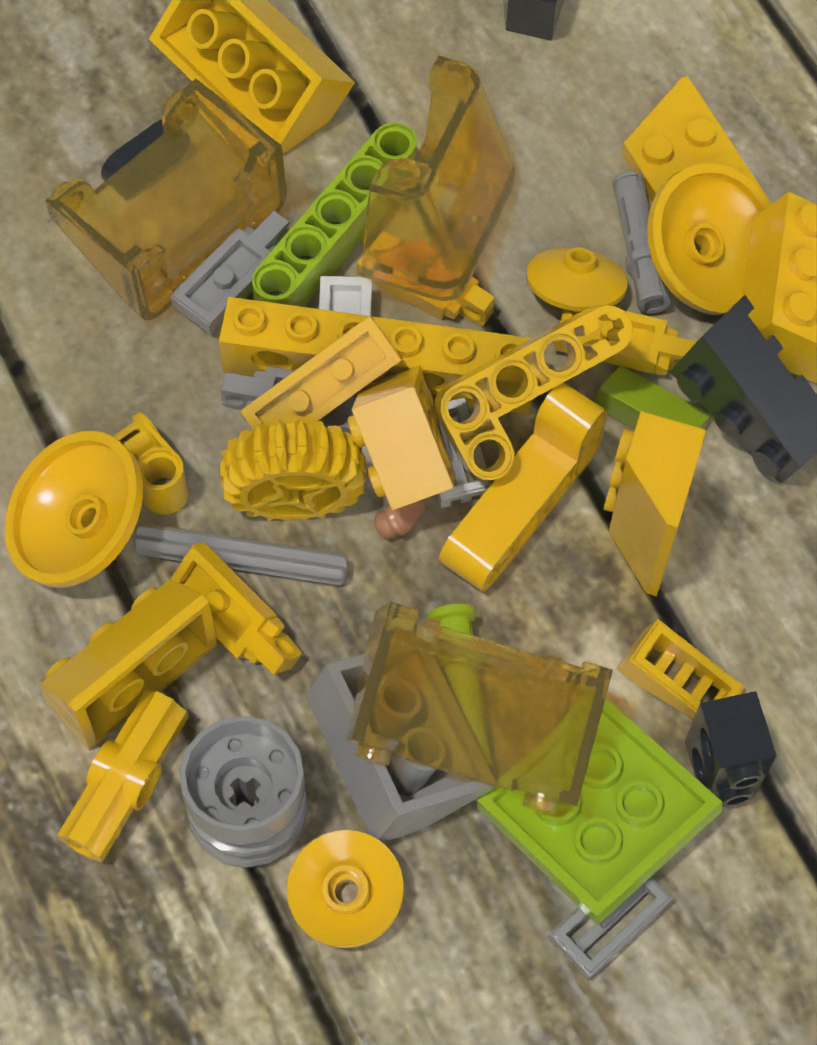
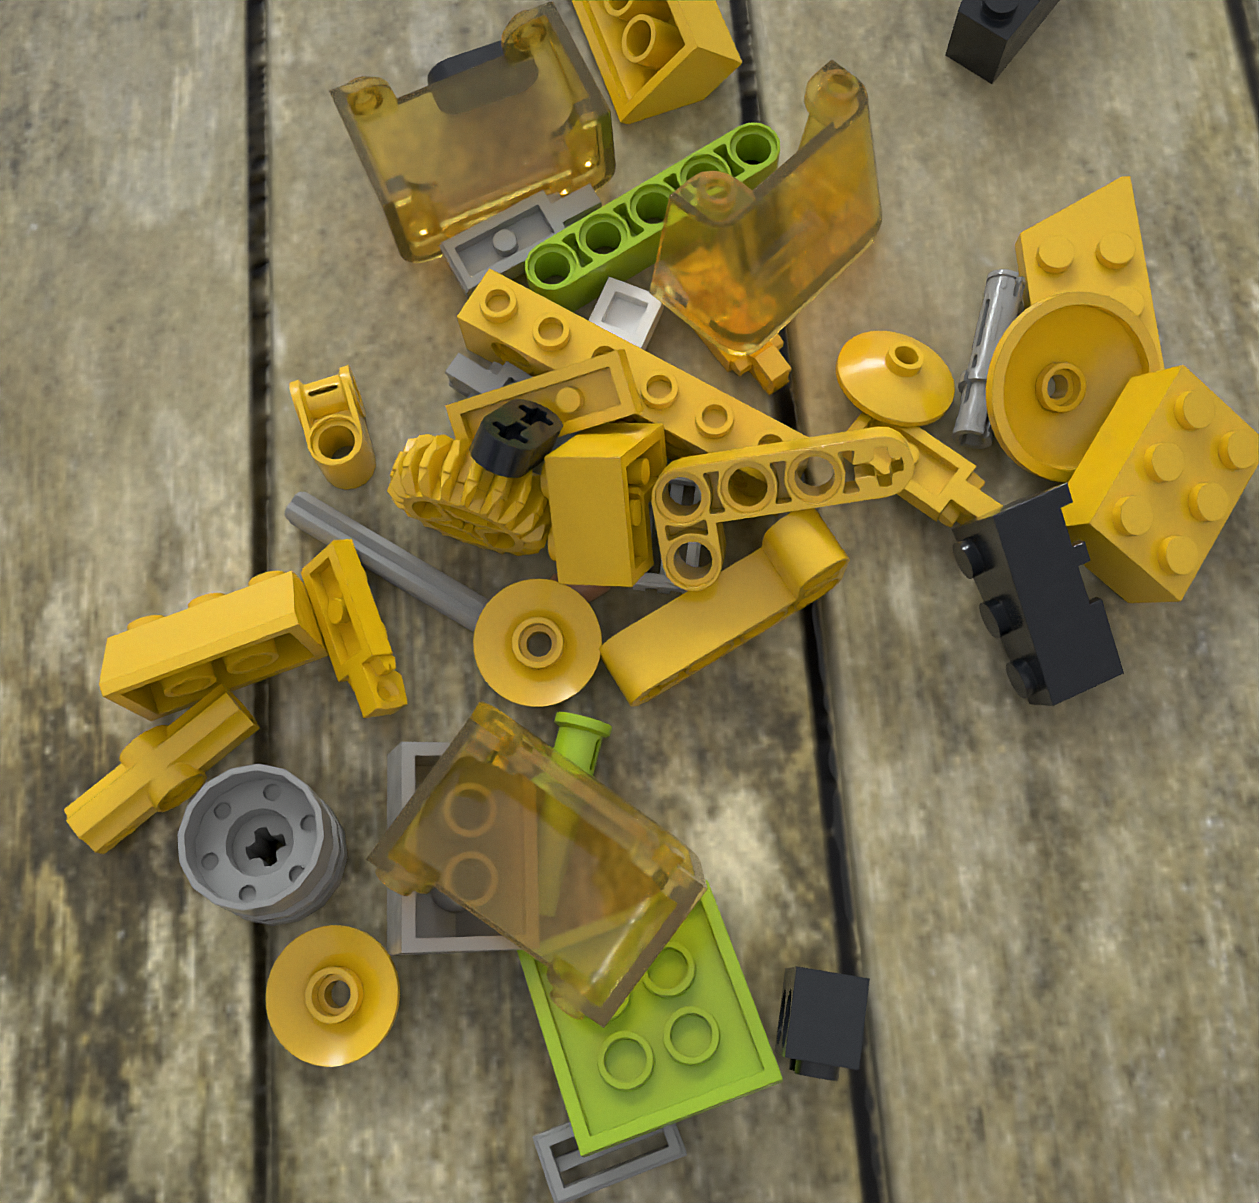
camera: 30 degrees right, 10 degrees up
(73, 509) = (230, 453): yellow dish -> none
(320, 405) = (515, 438): none -> black beam
(393, 543) = (511, 622): none -> yellow dish
(628, 394) = (916, 562): lime slope -> none
(650, 492) = (859, 673): yellow slope -> none
(675, 649) = (848, 940): yellow slope -> none

